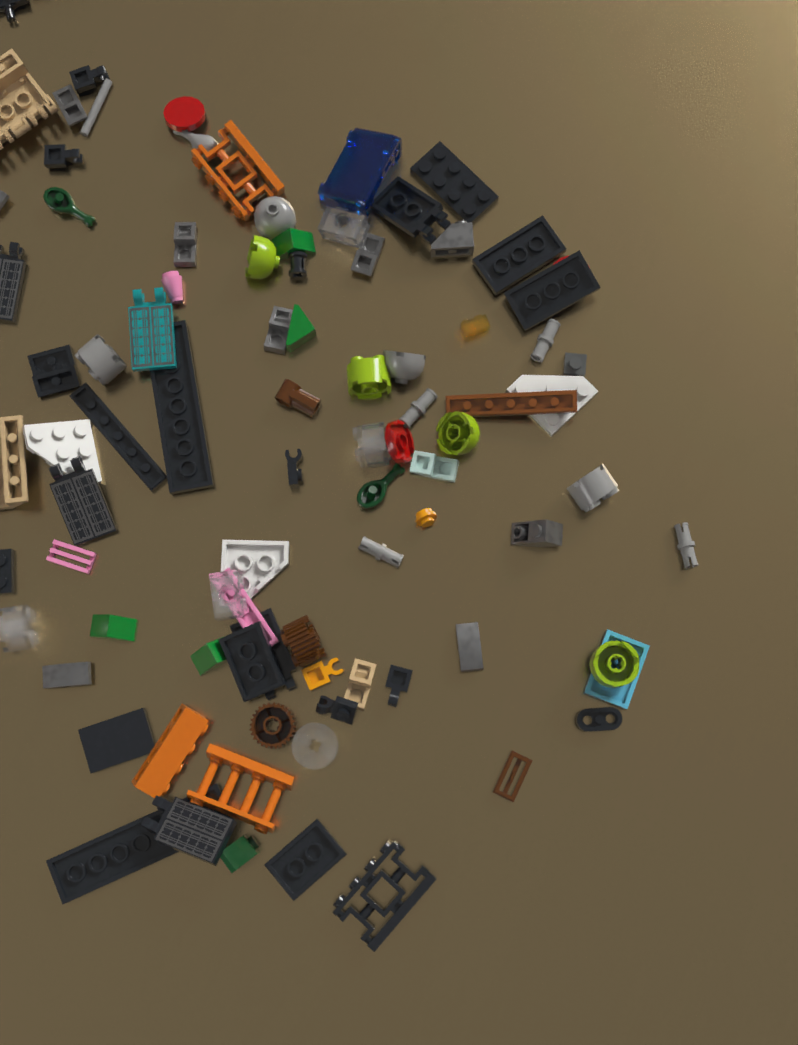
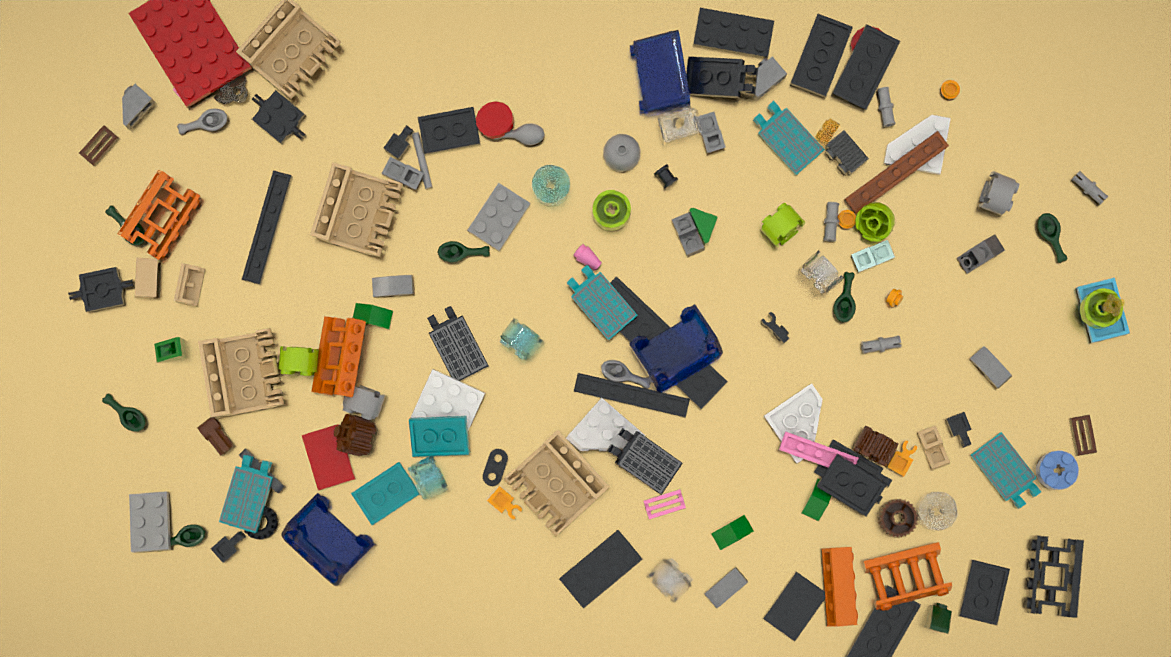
camera: 35 degrees left, 5 degrees up
(54, 370) = (547, 380): black slope -> none
(55, 314) = (521, 338): none -> clear light blue brick
(58, 155) = (425, 219): black plate -> none
(101, 360) = (580, 348): light grey brick -> none
(122, 407) = (618, 372): none -> light grey piece
(124, 200) = (499, 217): none -> light grey plate
(138, 98) = (448, 130): none -> black tile
(183, 423) = (678, 350): none -> clear blue windscreen
(185, 244) = (570, 219): flat silver slope -> none
(188, 200) = (551, 174): none -> clear light blue brick
(191, 829) = (897, 626): black tile -> none
(219, 584) = (806, 462): clear brick -> none
(224, 258) = (607, 220): none -> lime brick
(250, 161) = (575, 122): orange fence -> none
(261, 258) = (638, 191): lime cylinder -> none
(292, 395) = (735, 276): reddish brown piece -> none
(293, 240) = (650, 163): green slope -> none
(341, 708) = (934, 474): black plate -> none
(399, 442) = (838, 256): red tile -> none
(404, 365) = (801, 197): light grey cylinder -> none
(412, 754) = (1005, 469): none -> teal tile
(433, 415) = (847, 219): none -> light orange plate
(434, 308) = (788, 138): none -> teal tile
(473, 786) = (1061, 480): none -> medium blue brick
(478, 356) = (846, 153): none -> dark grey brick
(574, 364) = (919, 109): dark grey plate -> none
(598, 719) = (1114, 354): black plate -> none
(617, 366) = (950, 89): none -> light orange plate
(619, 558) = (1050, 230): none -> dark green piece
(633, 667) = (1107, 306): none -> clear yellow plate

